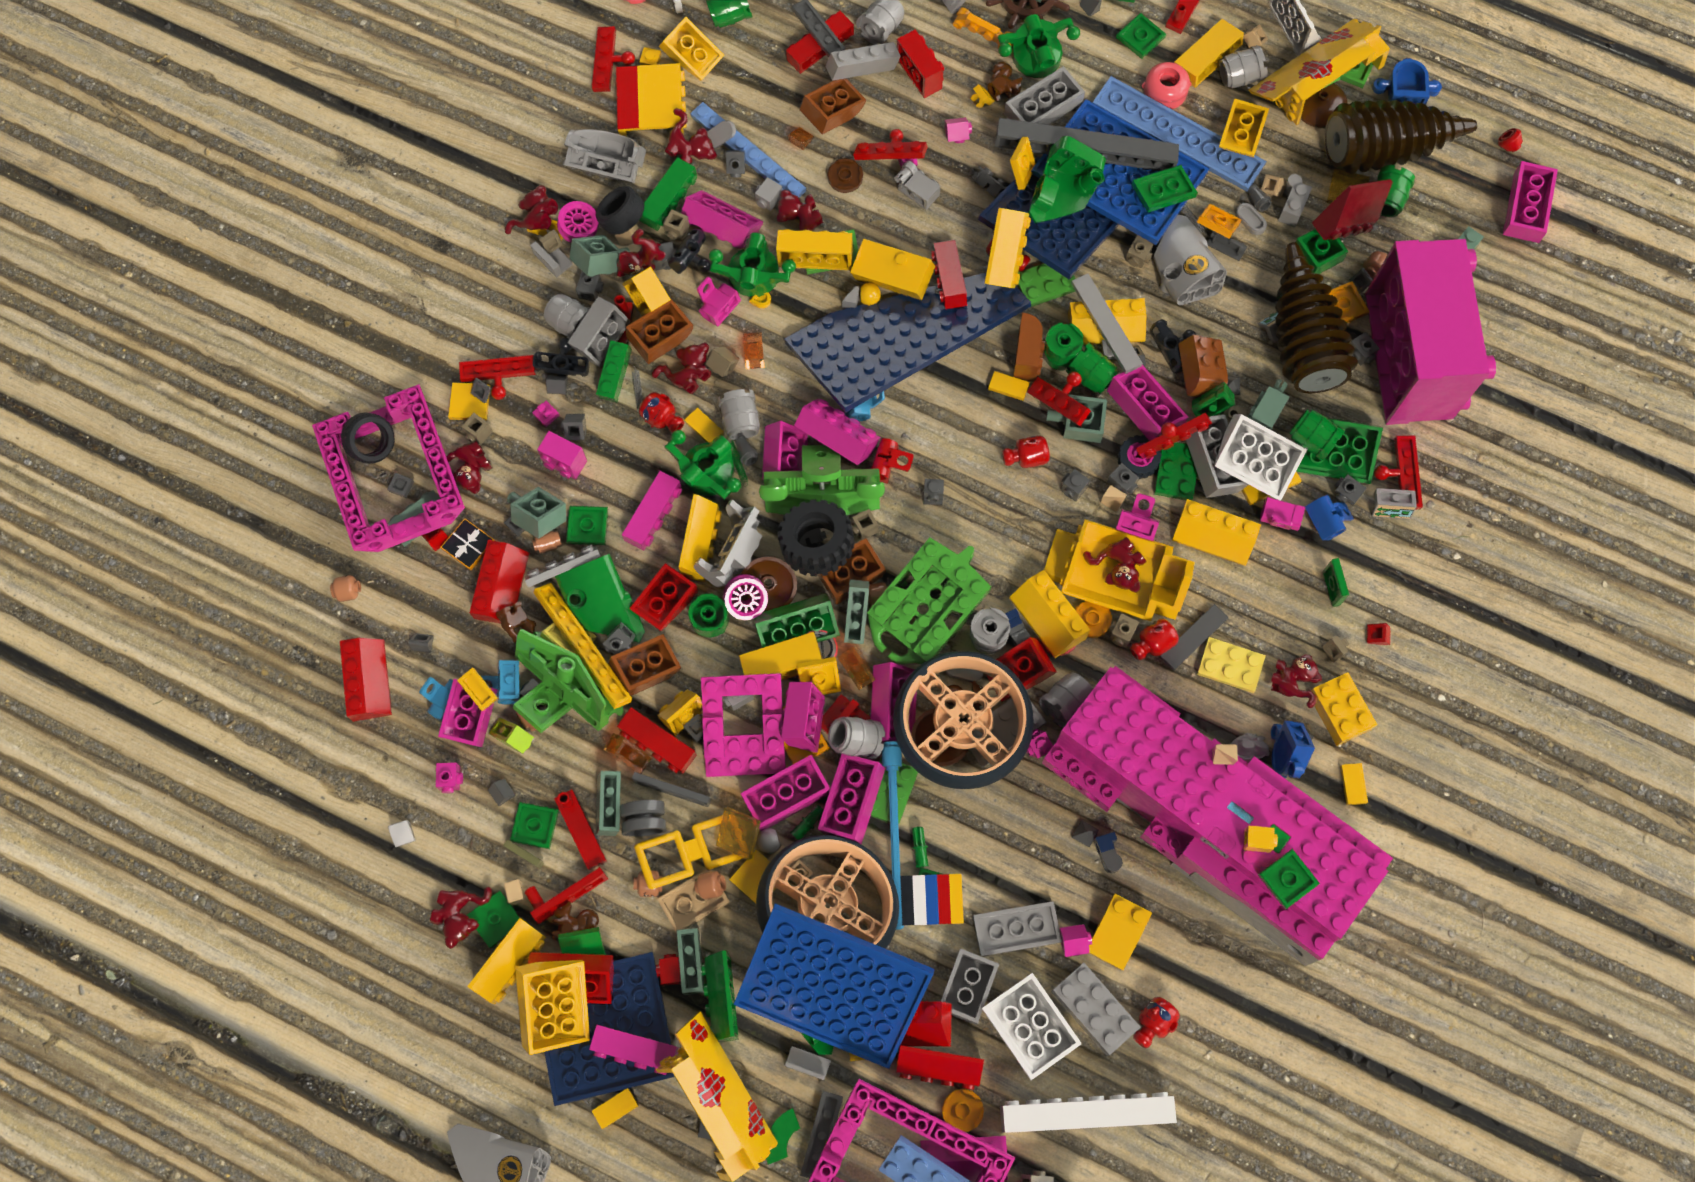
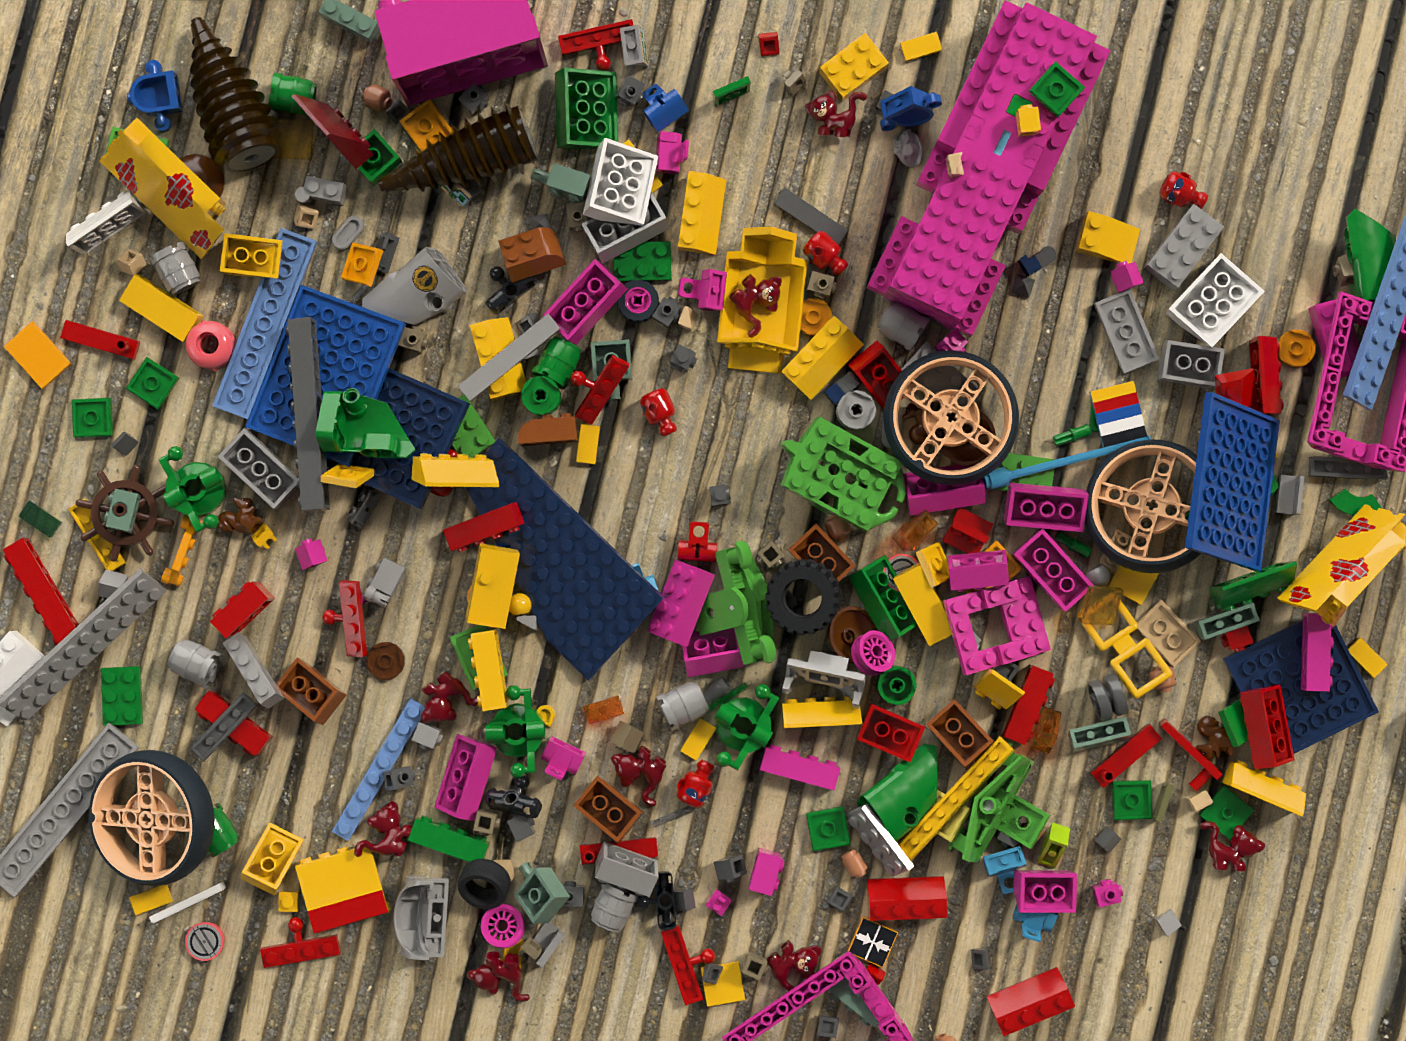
camera: 105 degrees left, 15 degrees up
(477, 689) = (1026, 885): yellow tile -> none
(515, 618) = (943, 874): reddish brown animal -> none
(537, 511) = (830, 880): sand green brick -> none
(552, 1005) = (1300, 735): yellow slope -> none
(614, 371) = (663, 843): green brick -> none
(618, 639) = (942, 764): dark grey brick -> none
(632, 262) = (533, 847): dark red animal -> none
(646, 291) = (578, 830): yellow brick -> none
(671, 789) = (1071, 678): dark grey tile -> none
(710, 885) = (1154, 619): nougat head -> none
(722, 133) = (368, 800): light grey tile -> none
(800, 138) = (351, 717): clear orange slope -> none
(856, 611) = (864, 542): sand green brick -> none
(857, 737) = (989, 514): light grey piece -> none
(1088, 1114) = (1278, 237): white brick -> none
(1164, 188) = (341, 325): green plate -> none
(1172, 434) = (624, 272): red plate -> none
(1214, 401) = (569, 237): green brick -> none
(1231, 665) = (830, 177): light yellow plate -> none
(1260, 199) = (324, 228): dark grey cone -> none
(1316, 433) = (587, 130): green piece -> none

